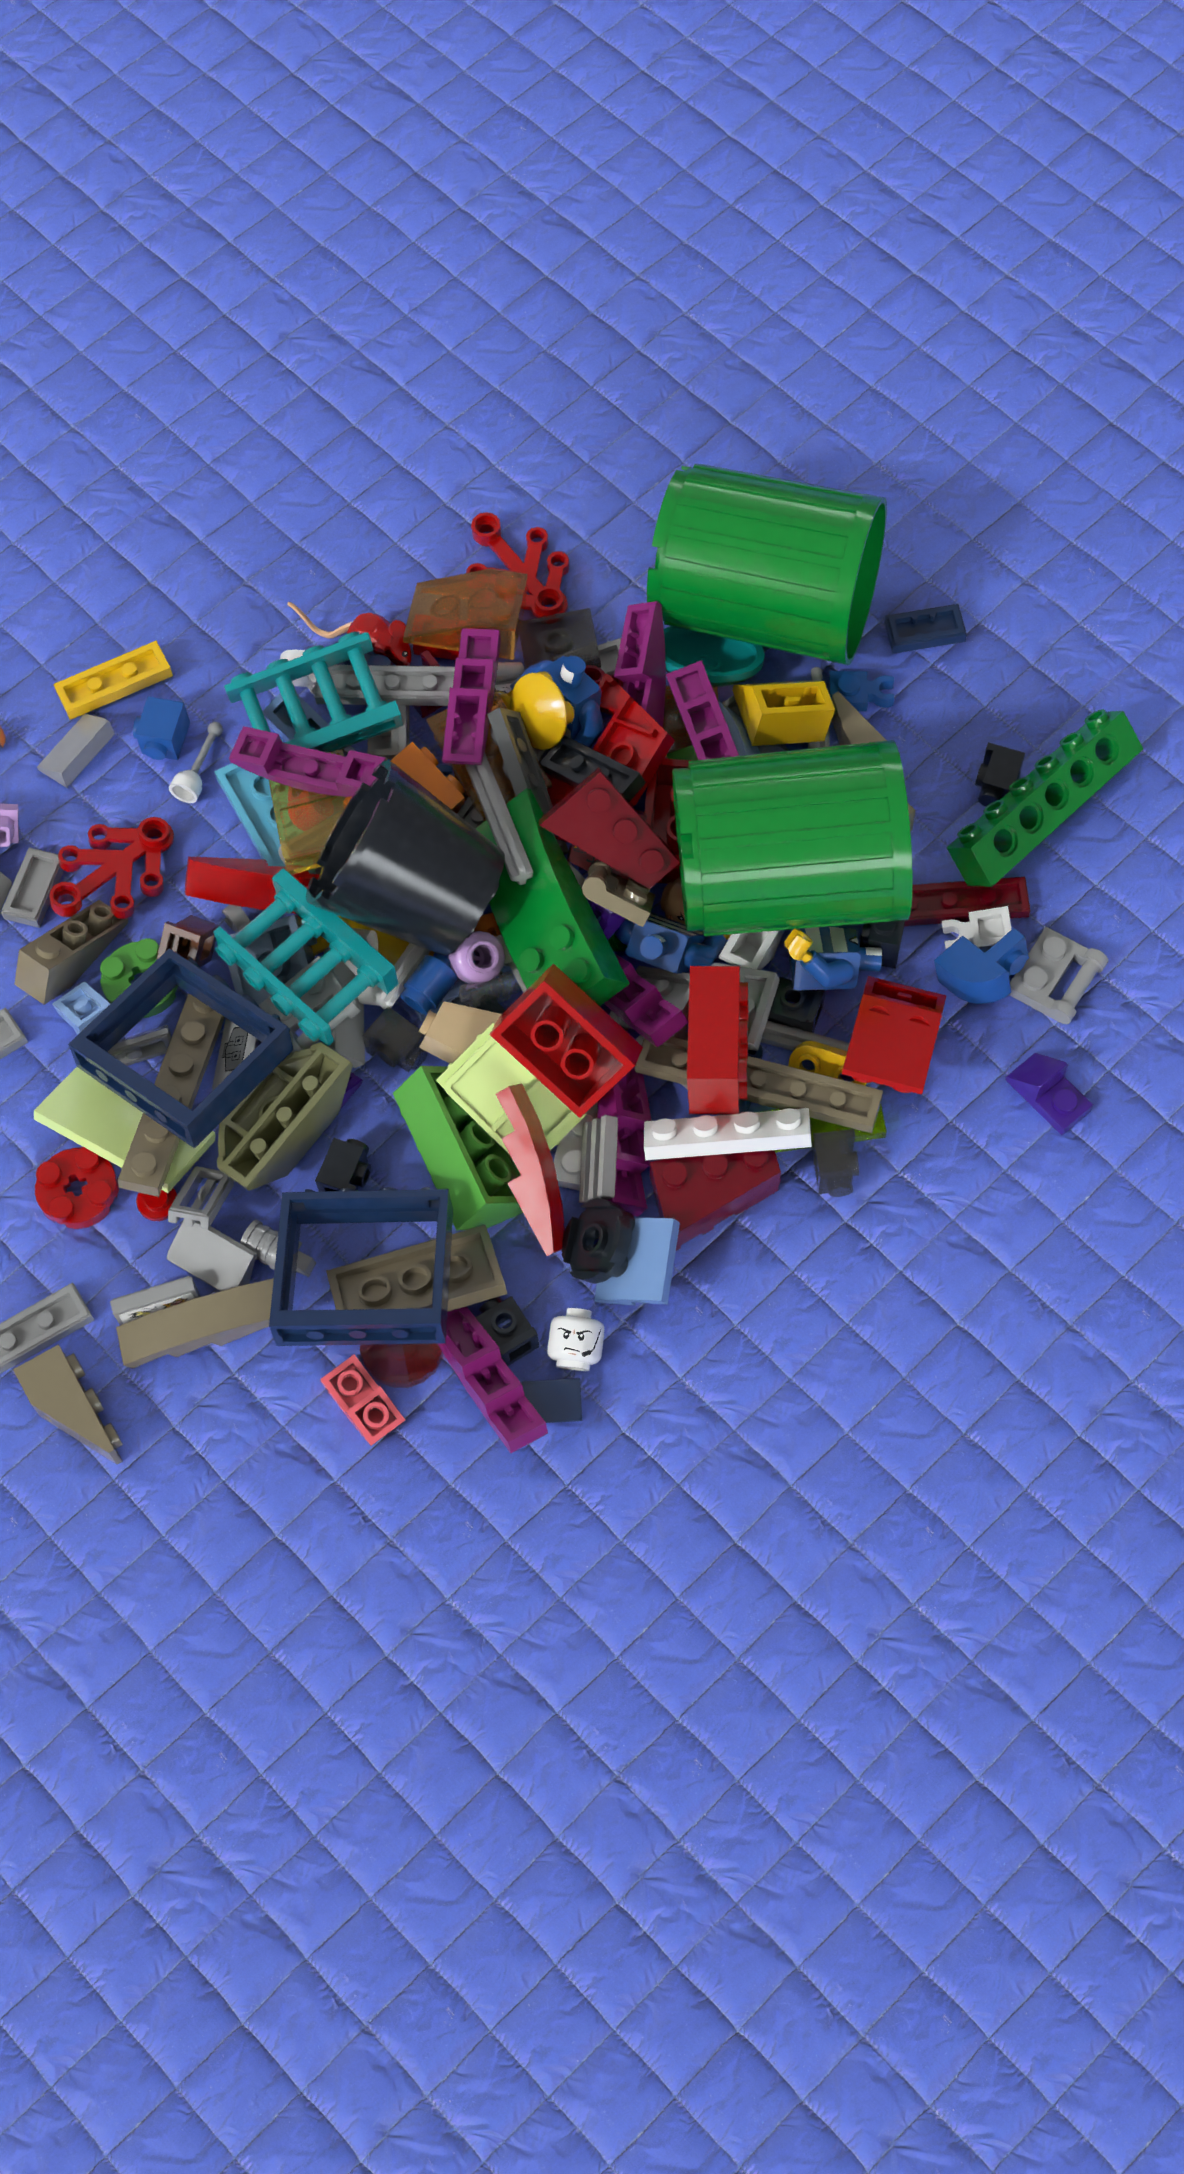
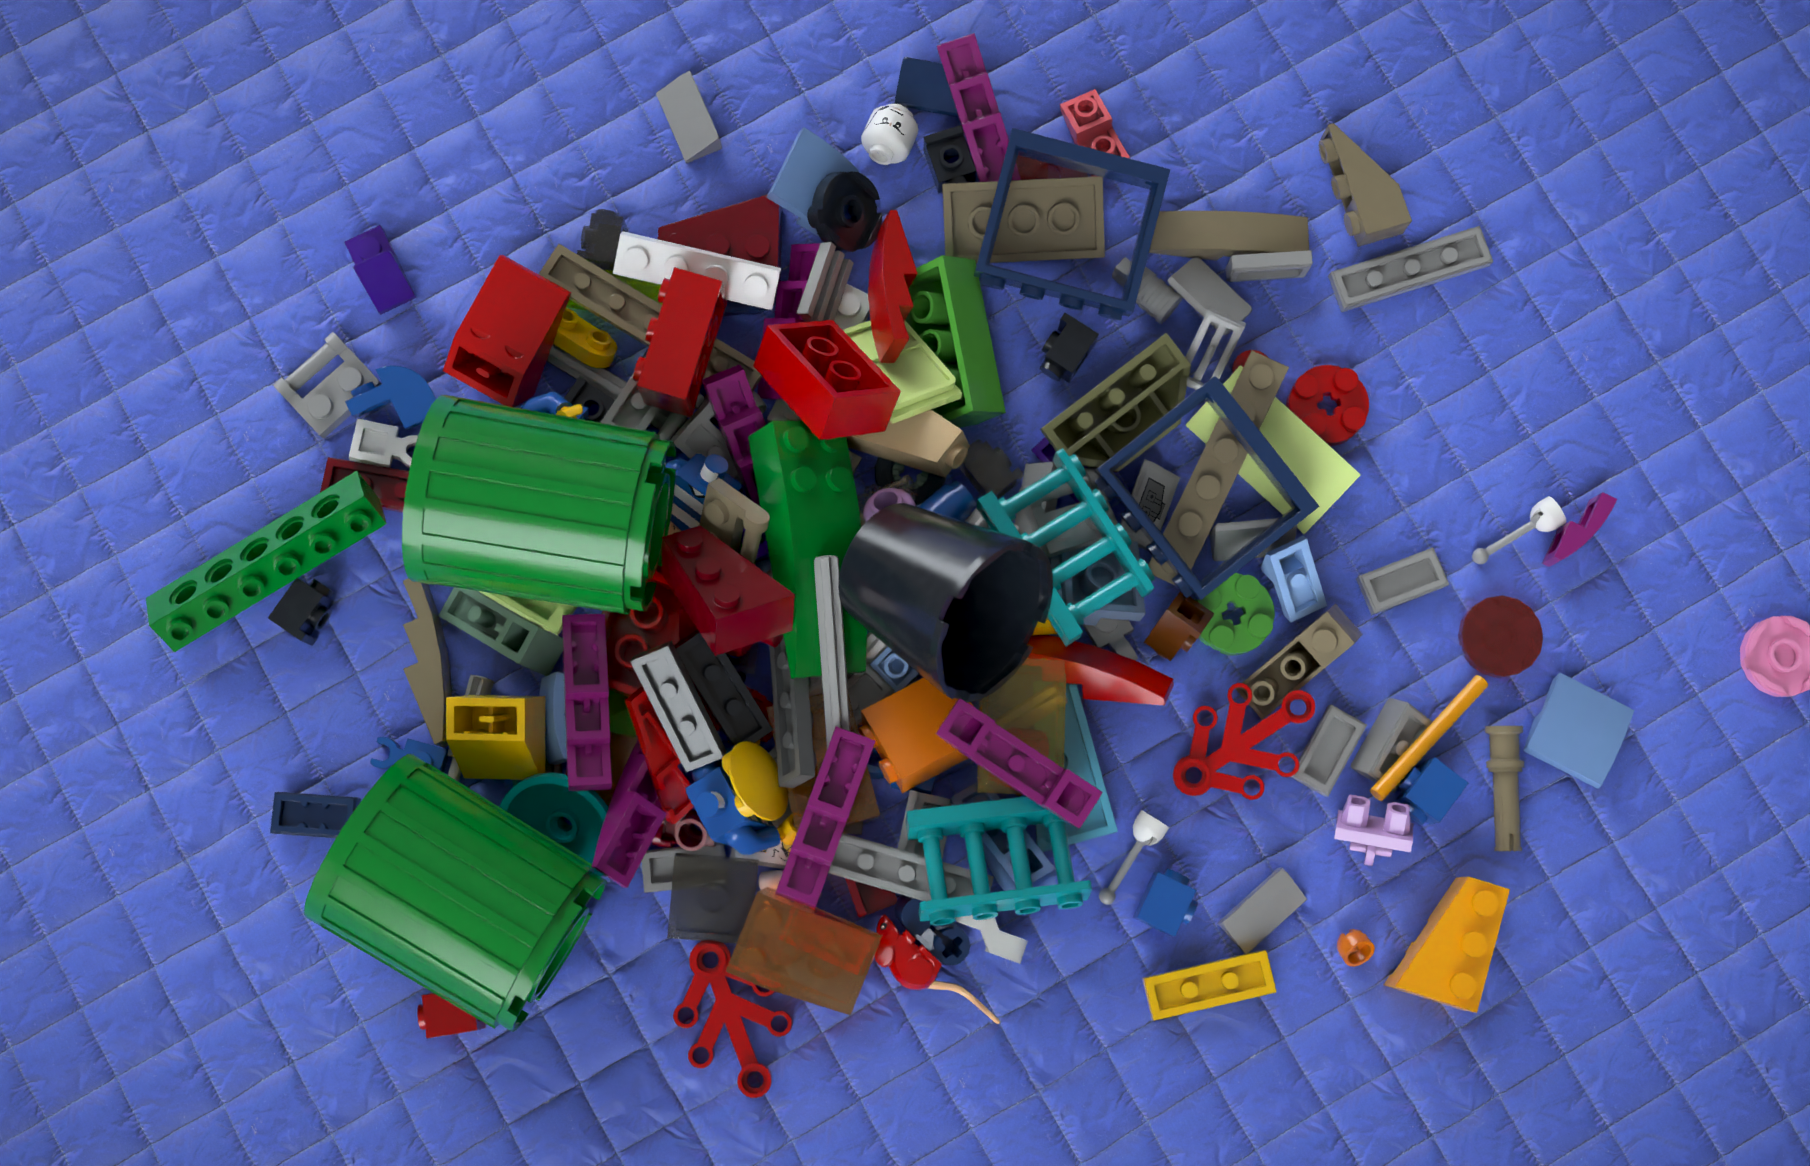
camera: 170 degrees left, 15 degrees up
(624, 740) = (678, 706): none -> plate
(789, 1314) = (689, 118): none -> light grey slope

